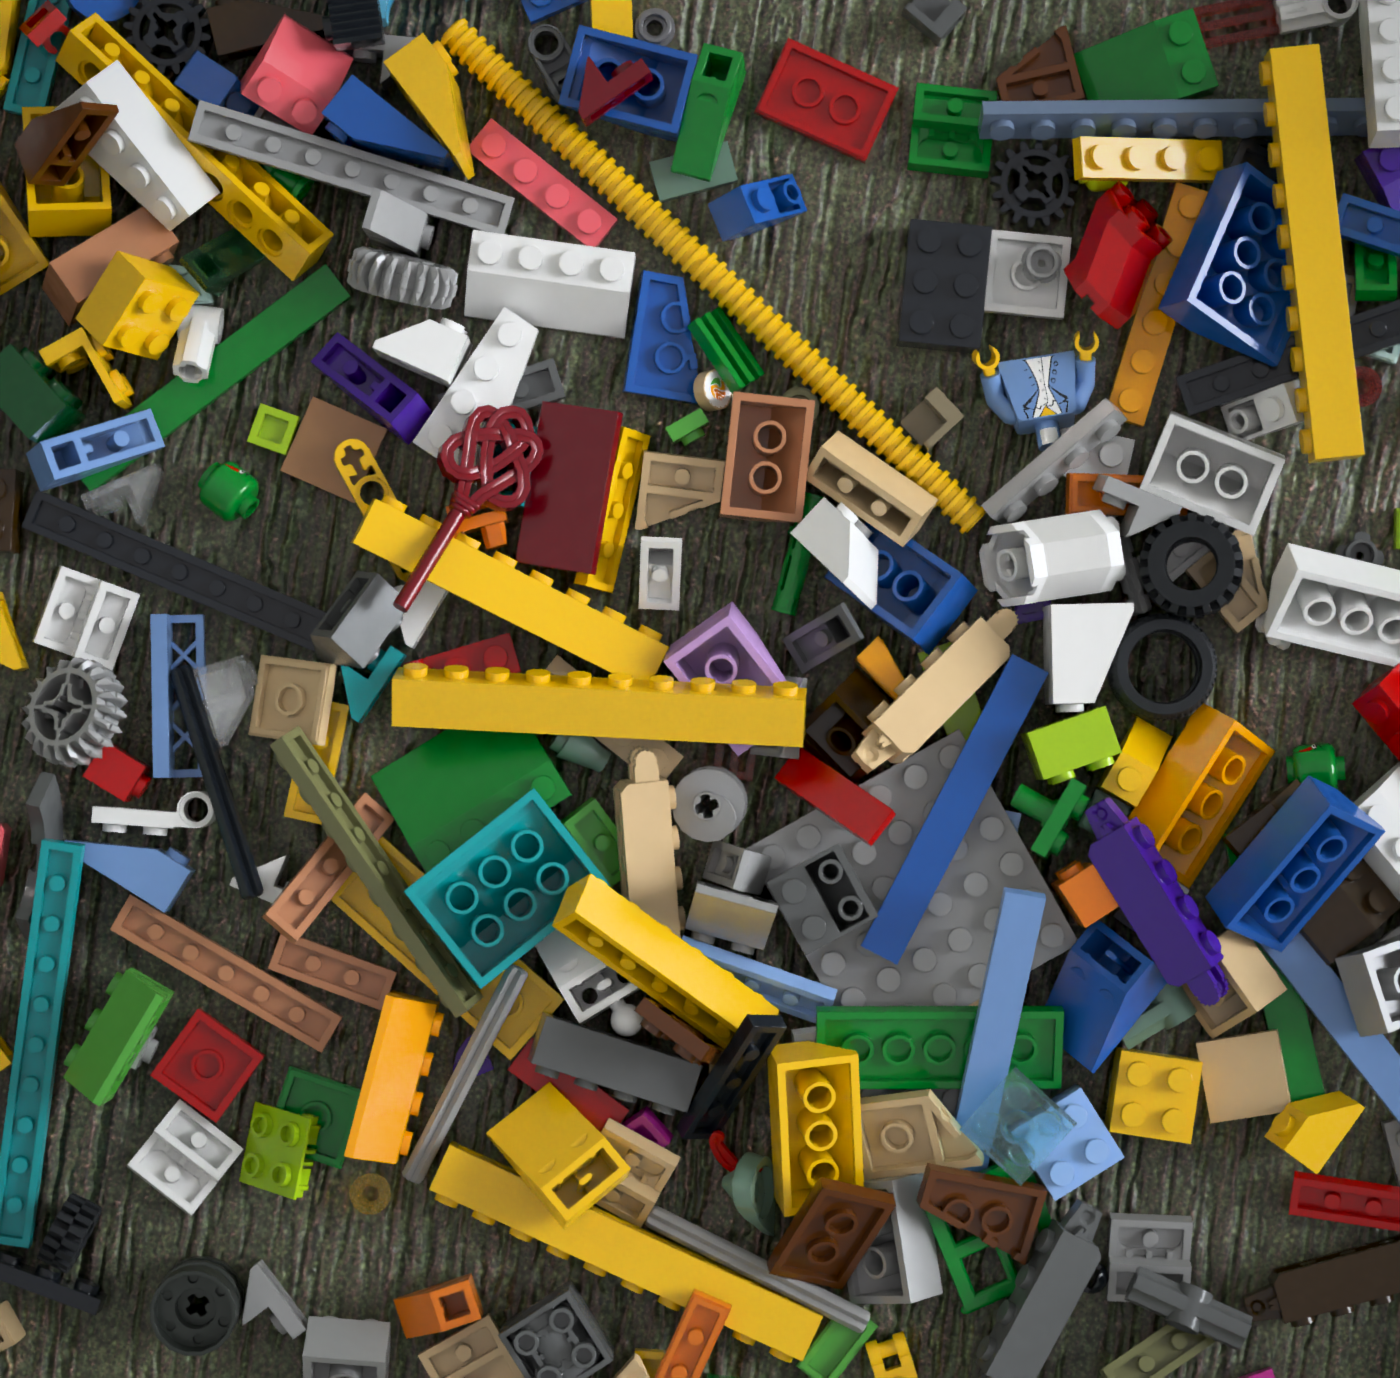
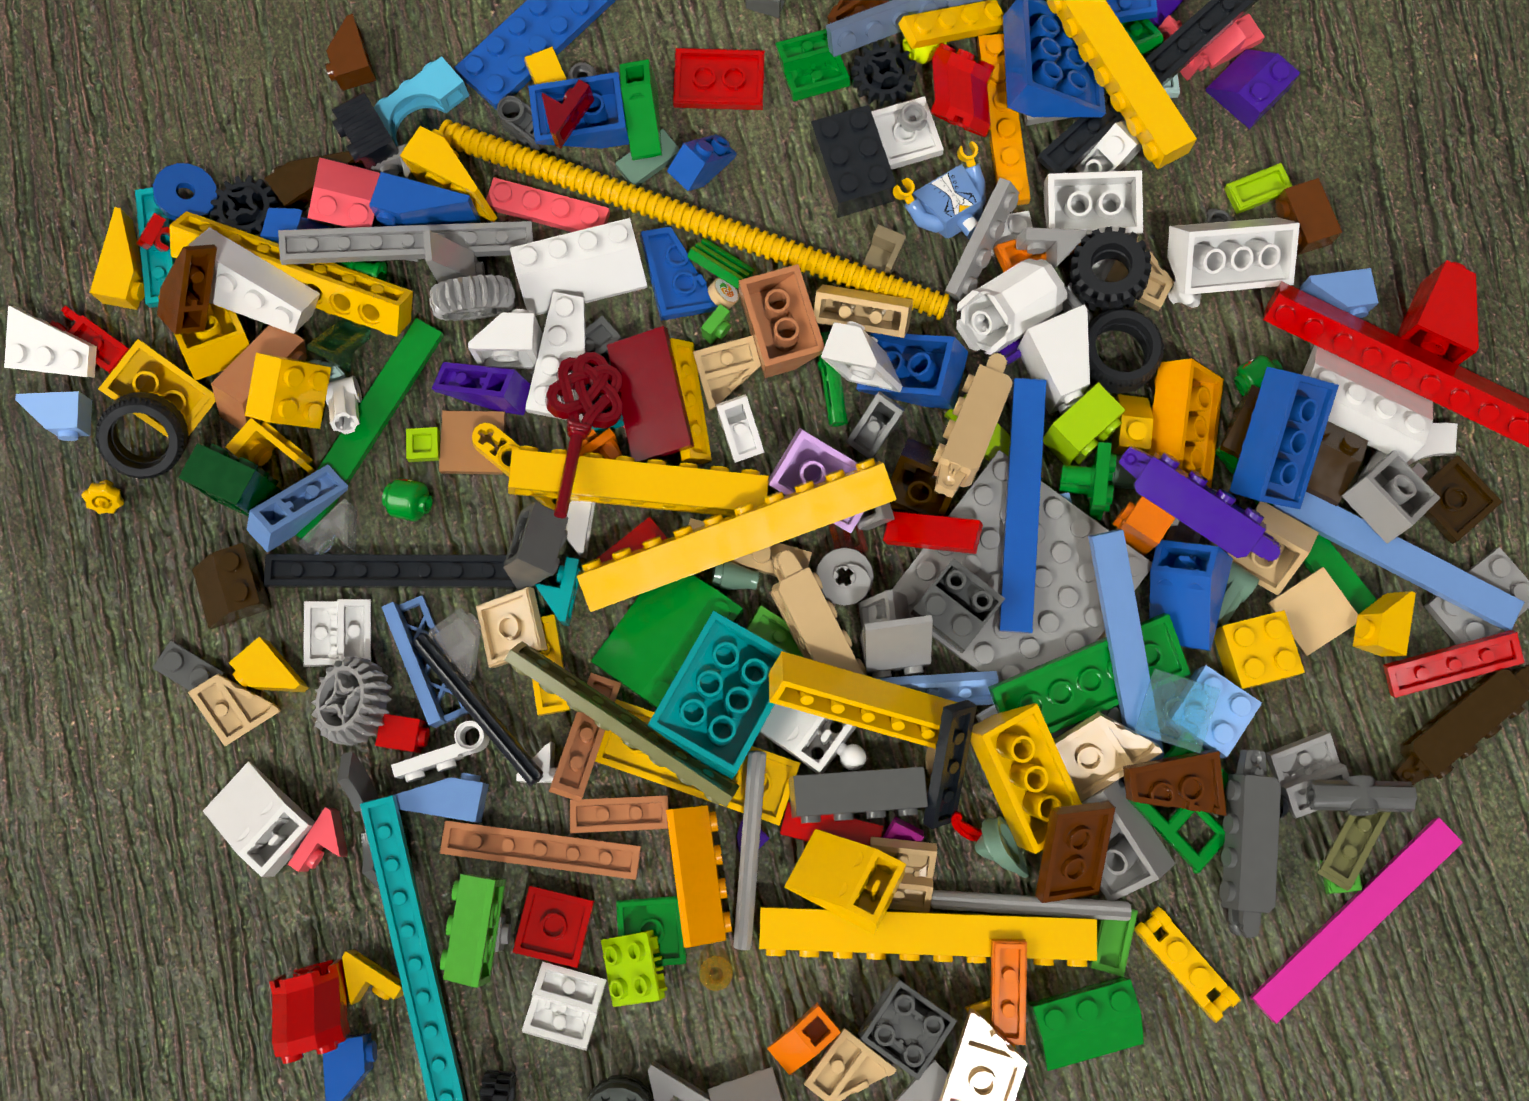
camera: 20 degrees left, 10 degrees down
(689, 1041) = (891, 744): reddish brown plate -> none
(880, 666) = (924, 430): light orange slope -> none

